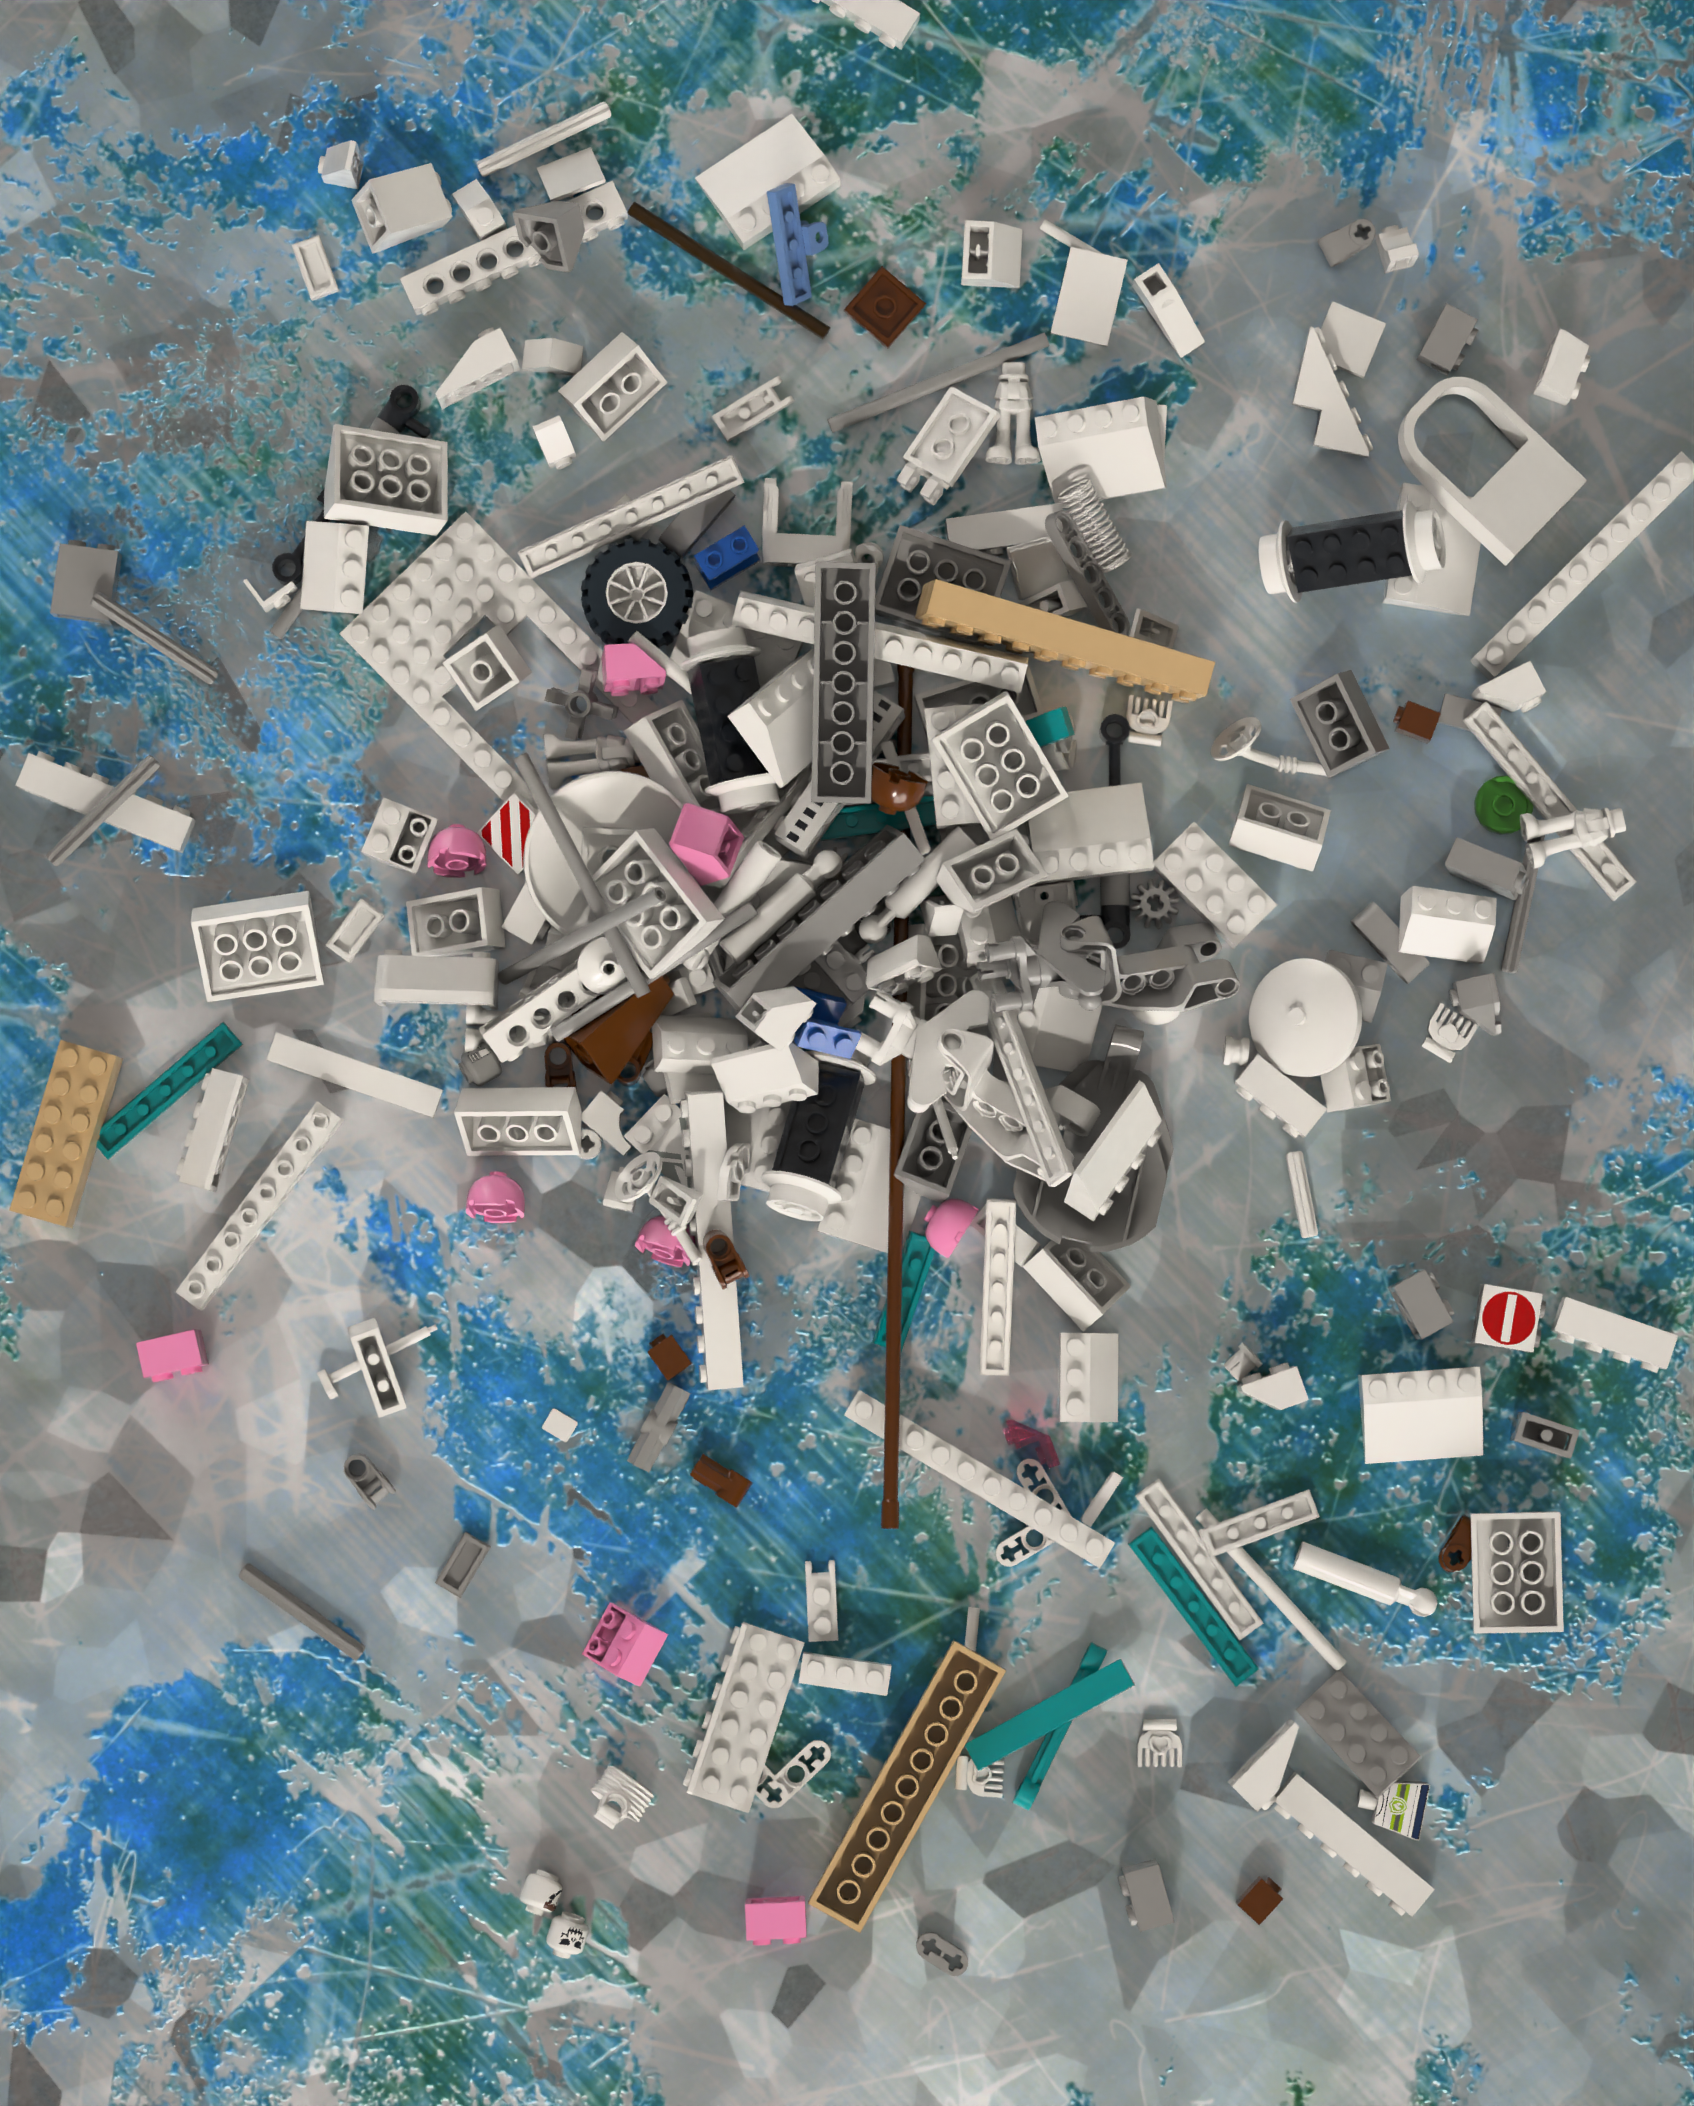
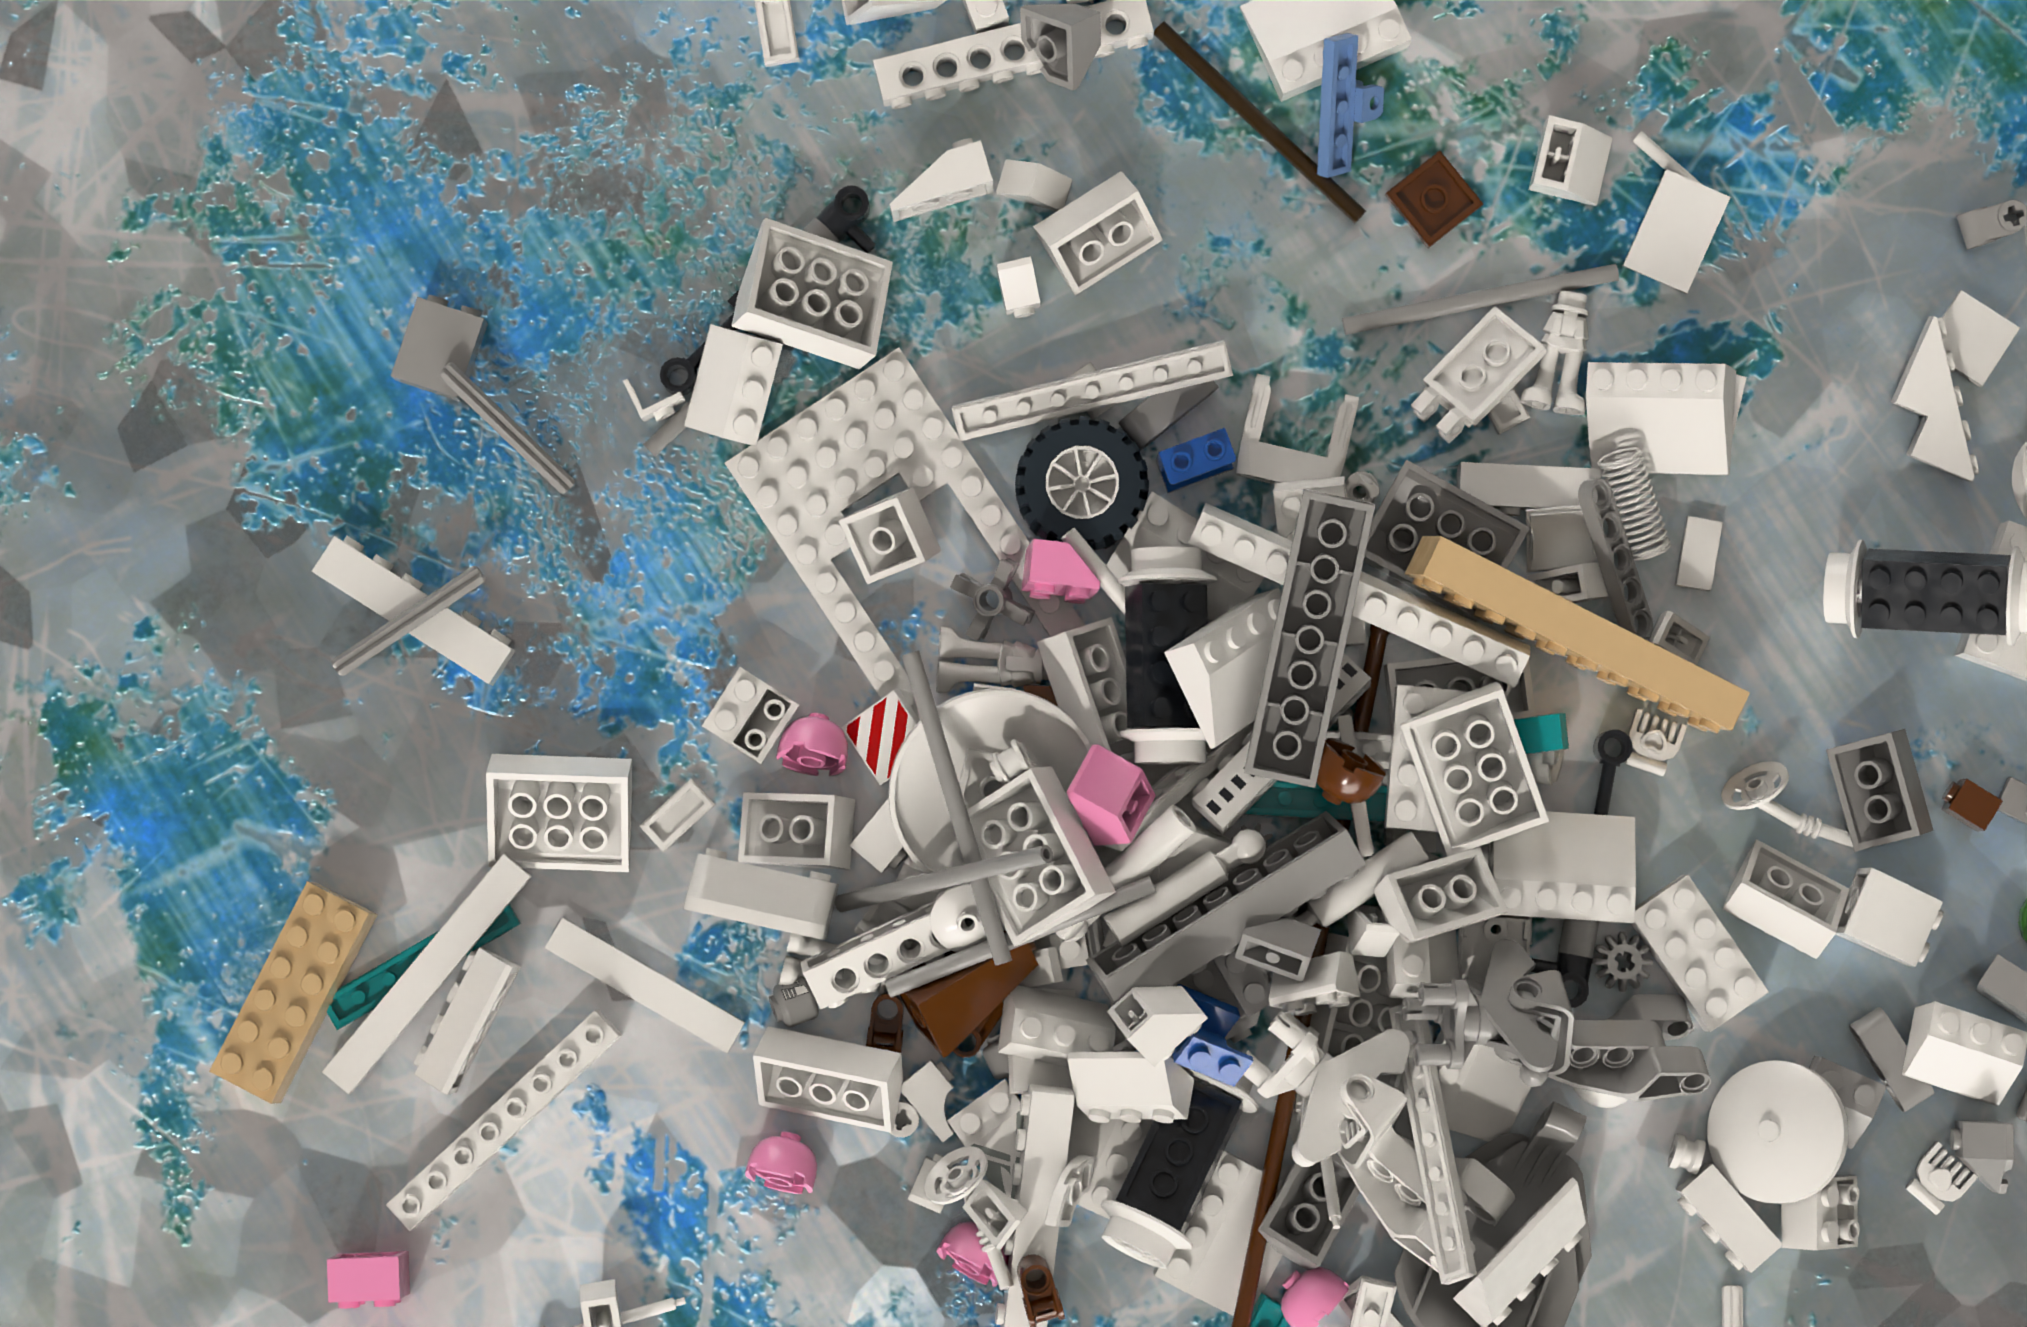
camera: 15 degrees right, 0 degrees up
(173, 1098) = (426, 974): none -> white tile
(619, 830) = (1011, 762): none -> white brick
(750, 410) = (1254, 290): white hinge -> none
(867, 939) = (1279, 947): none -> light grey slope
(978, 471) = (1508, 412): none -> white tile
(1156, 558) = (1698, 553): none -> white tile
(1168, 310) = (1767, 264): white slope -> none
(1365, 826) = (1889, 917): none -> white slope

